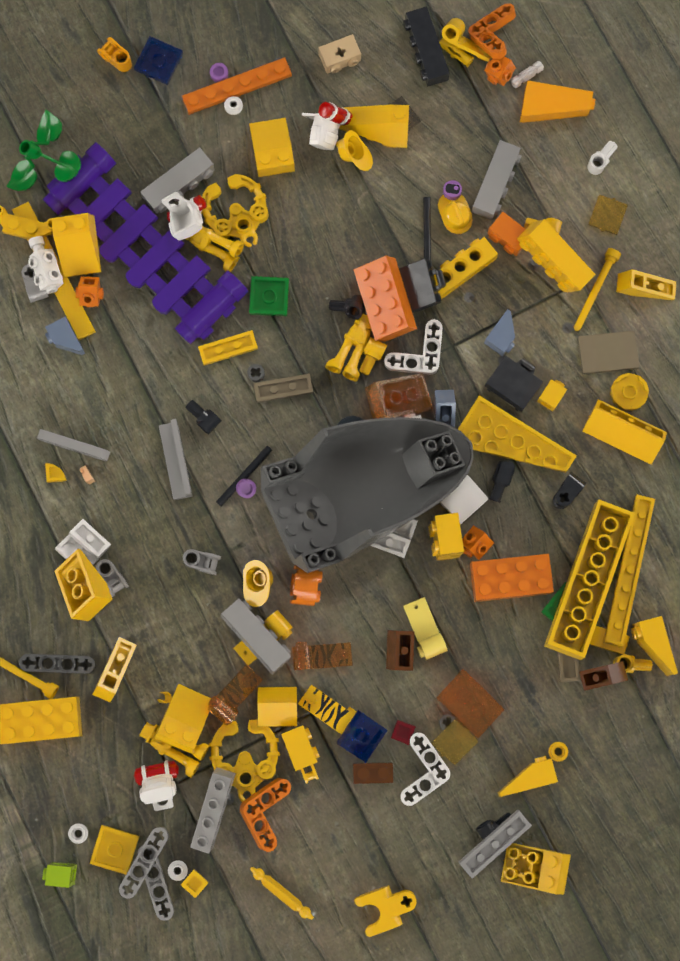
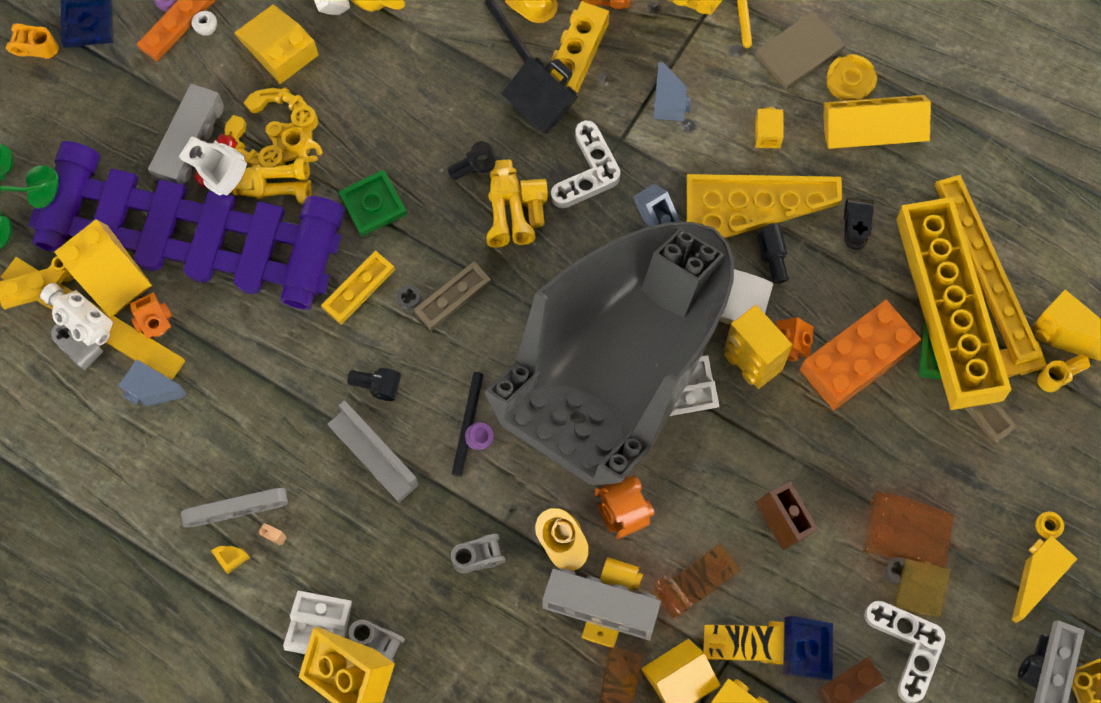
camera: 25 degrees left, 10 degrees down
(385, 299) = (511, 128): orange brick -> none
(399, 397) = (594, 225): clear orange slope -> none
(403, 732) = (852, 615): dark red tile -> none
(425, 629) = (812, 485): light yellow door -> none
(514, 382) = (717, 139): black piece -> none
(603, 676) = (1044, 401): reddish brown brick -> none

